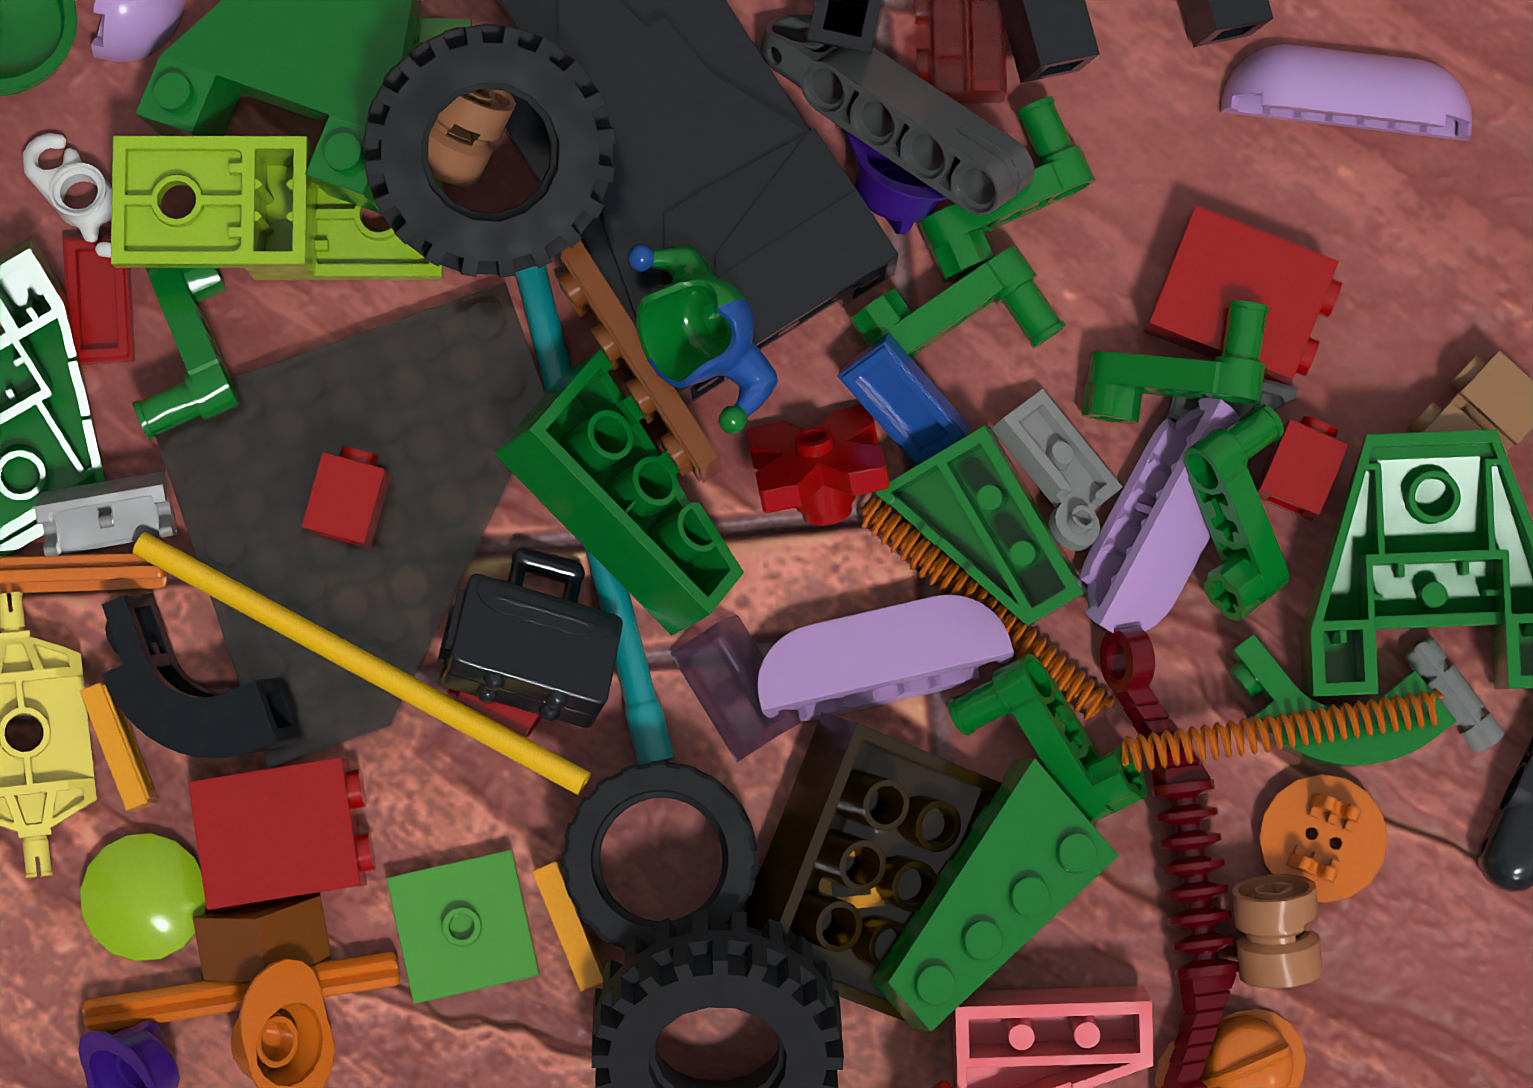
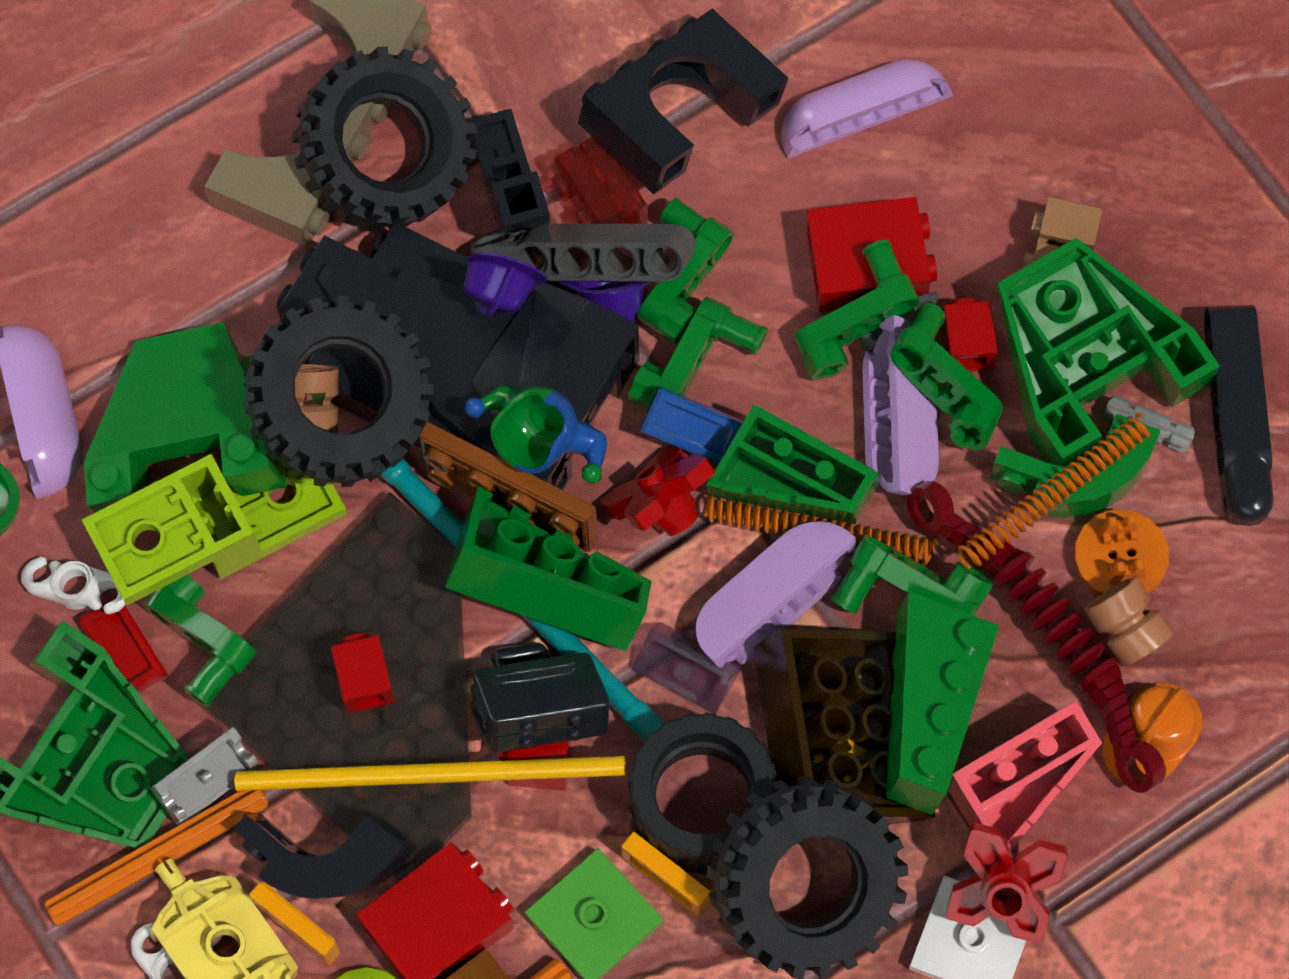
camera: 30 degrees left, 15 degrees down
(753, 114) = (500, 282): none -> dark purple piece
(1061, 468) = (816, 414): light grey hinge -> none

